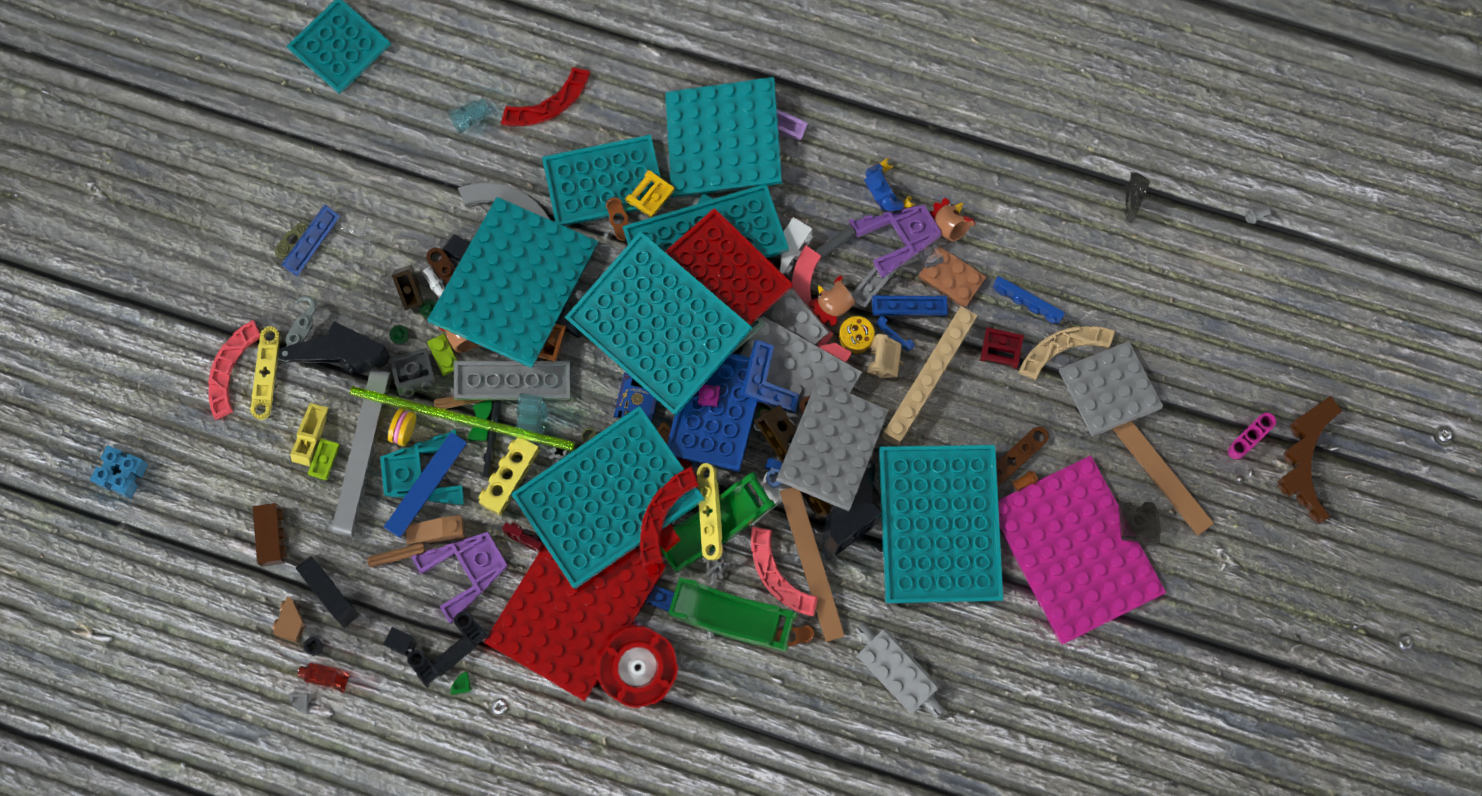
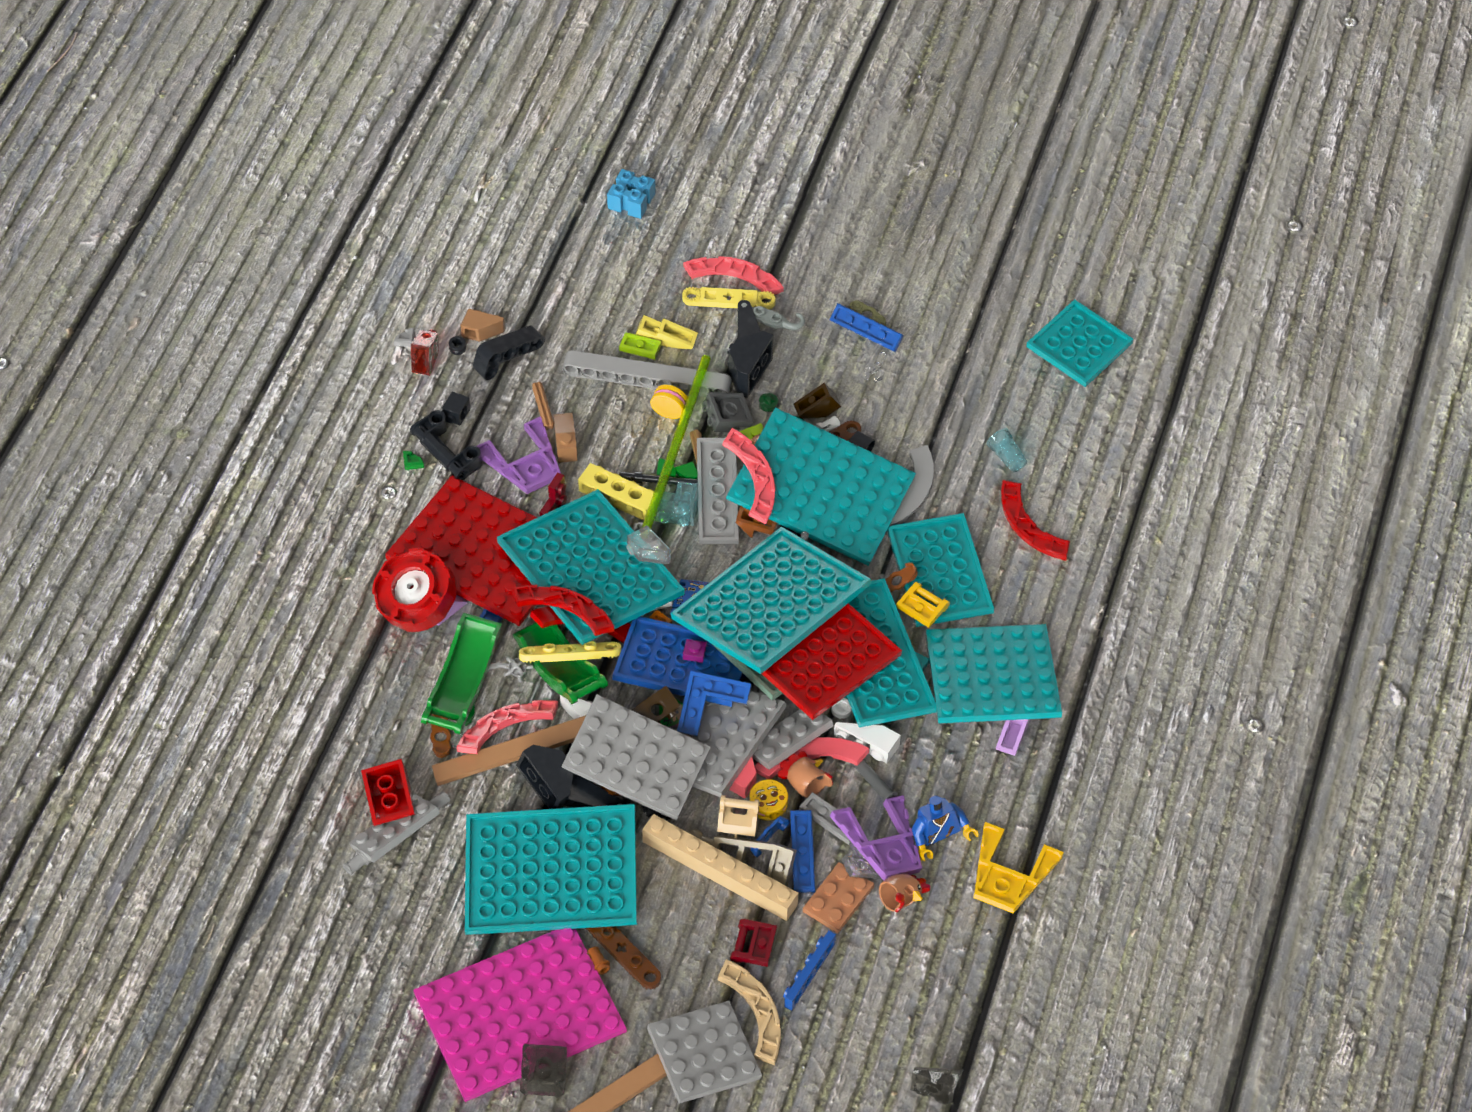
camera: 90 degrees right, 20 degrees down
(269, 534) = (566, 306): reddish brown brick -> none
(403, 468) = (625, 407): teal wing -> none
(425, 485) = (610, 422): blue tile -> none
(510, 332) = (759, 470): none -> coral tile
(592, 439) = (648, 546): none -> clear slope
(867, 676) = (388, 792): none -> red slope
(934, 325) = (781, 859): none -> dark tan plate
(938, 140) = (1002, 885): none -> yellow wing

